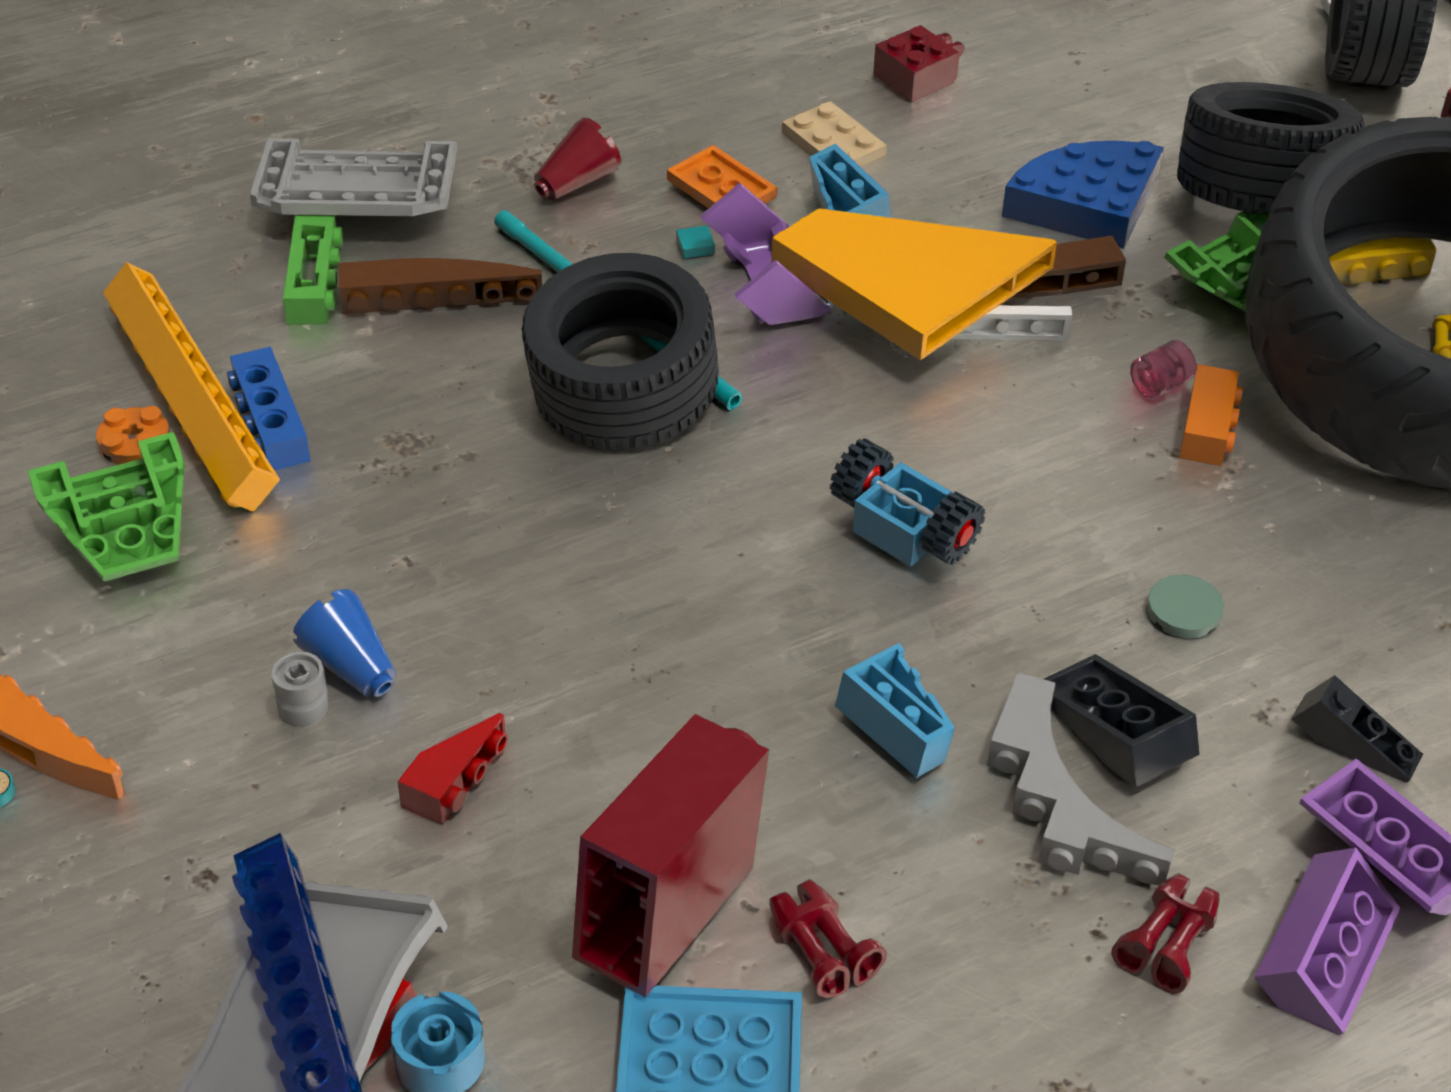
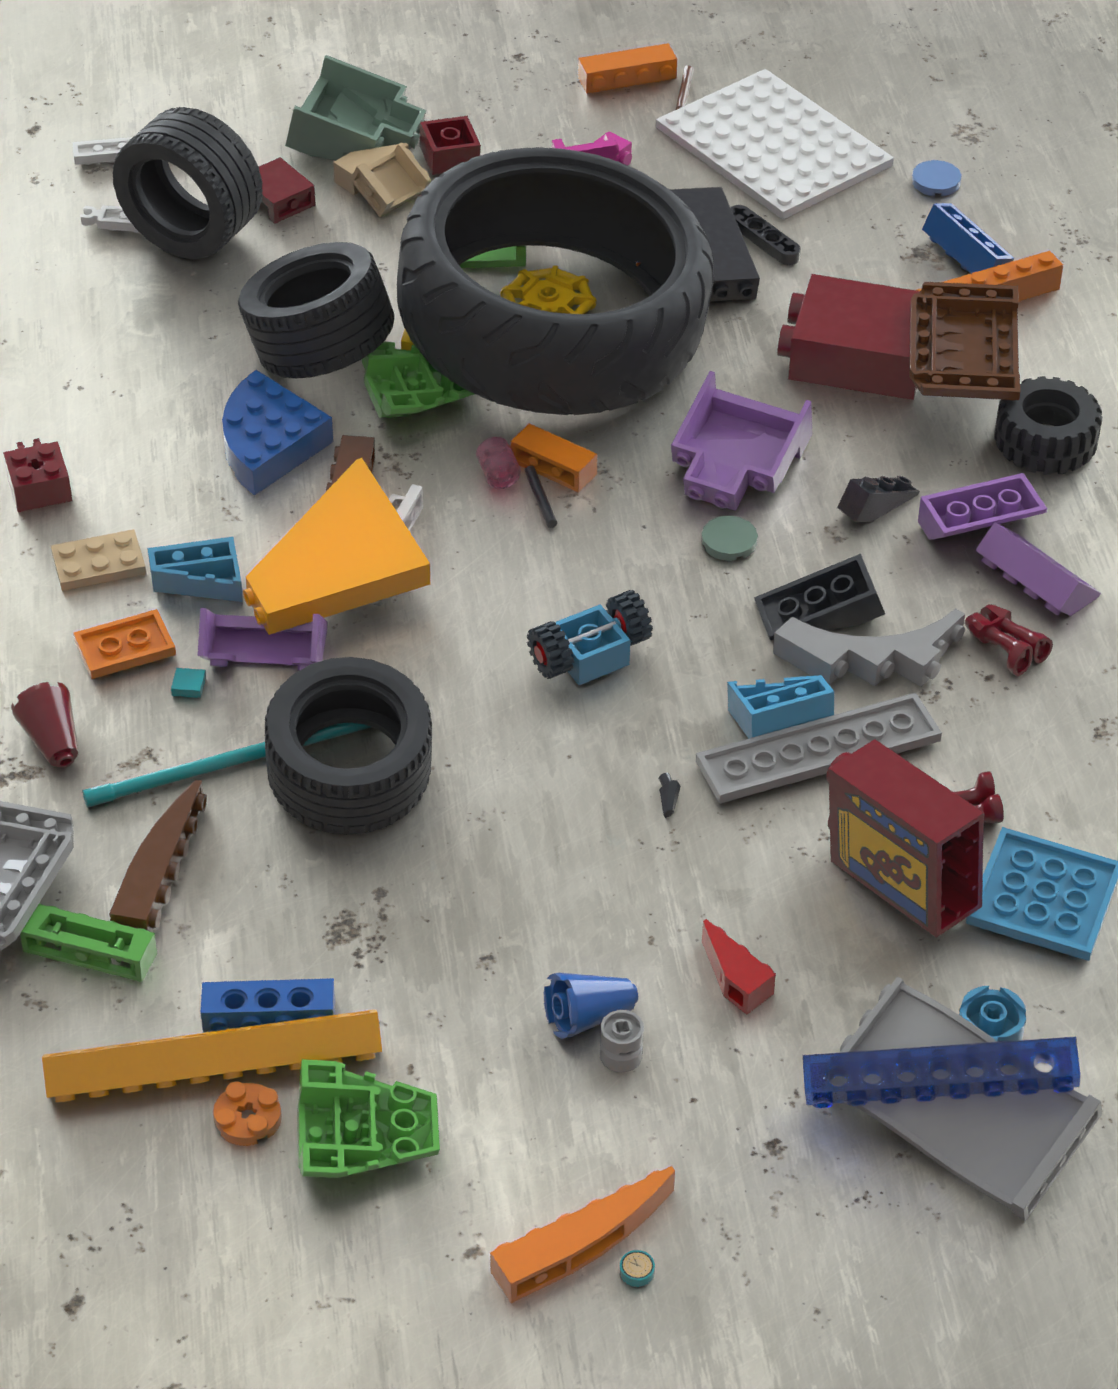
camera: 70 degrees left, 0 degrees up
(716, 650) = (669, 793): none -> black bar
(863, 776) = (812, 746): none -> light grey plate
(1144, 425) = (540, 496): none -> black bar
(1342, 561) = (737, 445): none -> medium lavender panel

